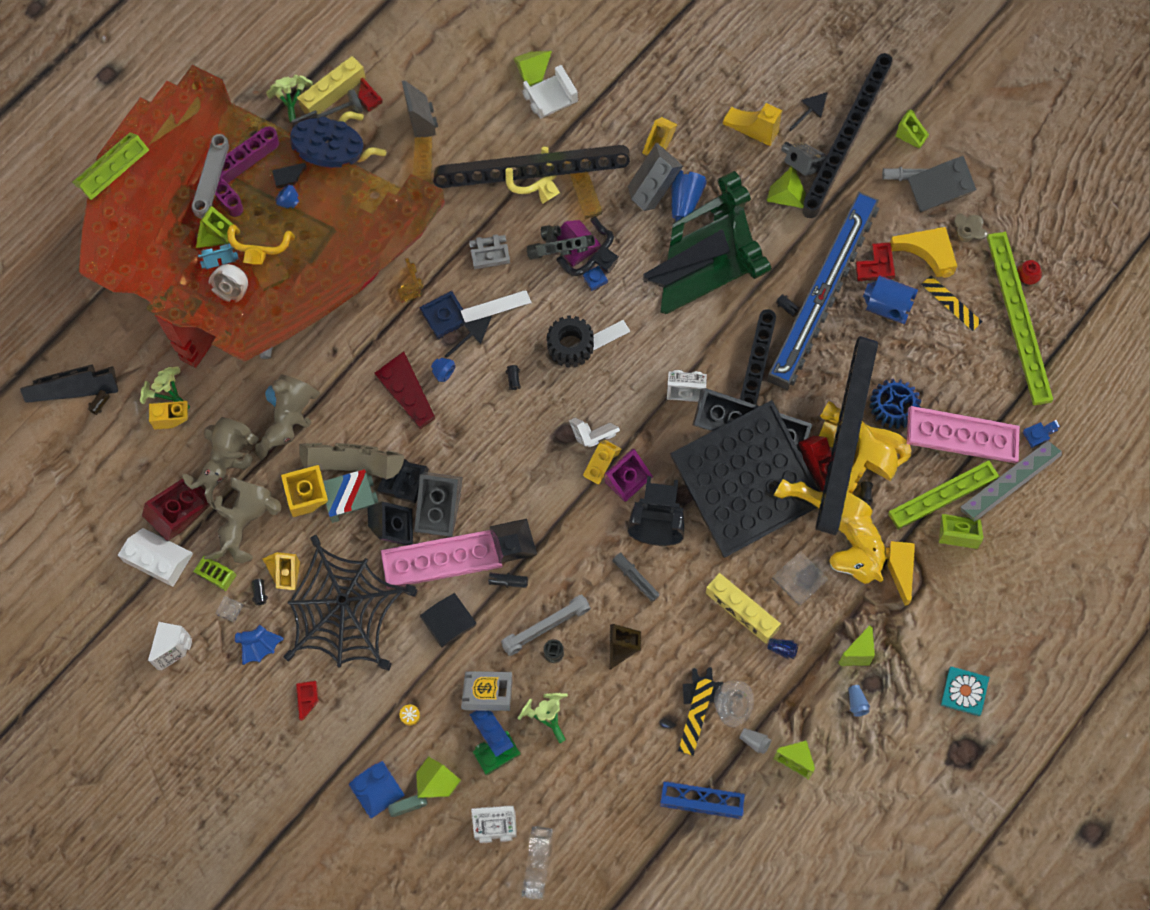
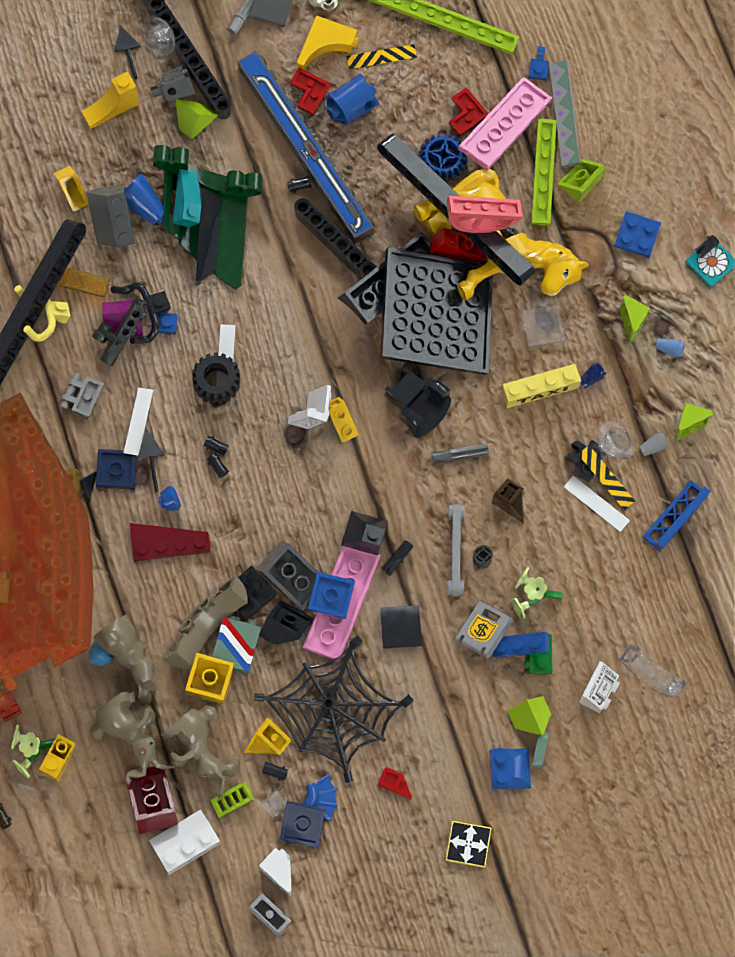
camera: 65 degrees left, 5 degrees up
(127, 660) = (269, 915): none -> light grey brick
(224, 641) = (302, 824): none -> dark blue tile
(287, 793) = (468, 844): none -> black tile
(409, 715) = (463, 705): yellow tile -> none
(414, 300) = (87, 485): none -> black piece
(438, 544) = (331, 595): none -> blue plate
(497, 388) = (218, 466): none -> black pin
(627, 475) = (368, 406): magenta slope -> none
(668, 723) = (596, 503): none -> white sticker
(685, 385) = (320, 309): white slope -> none
(709, 224) = (187, 200): none -> teal slope
(834, 122) = (160, 38): none -> clear hat
(850, 451) = (482, 214): none -> coral window
(900, 564) = (585, 244): yellow slope -> none
(944, 610) = (637, 234): none -> blue plate
(953, 402) = (471, 112): none -> red plate
(975, 676) = (707, 246): none -> black pin

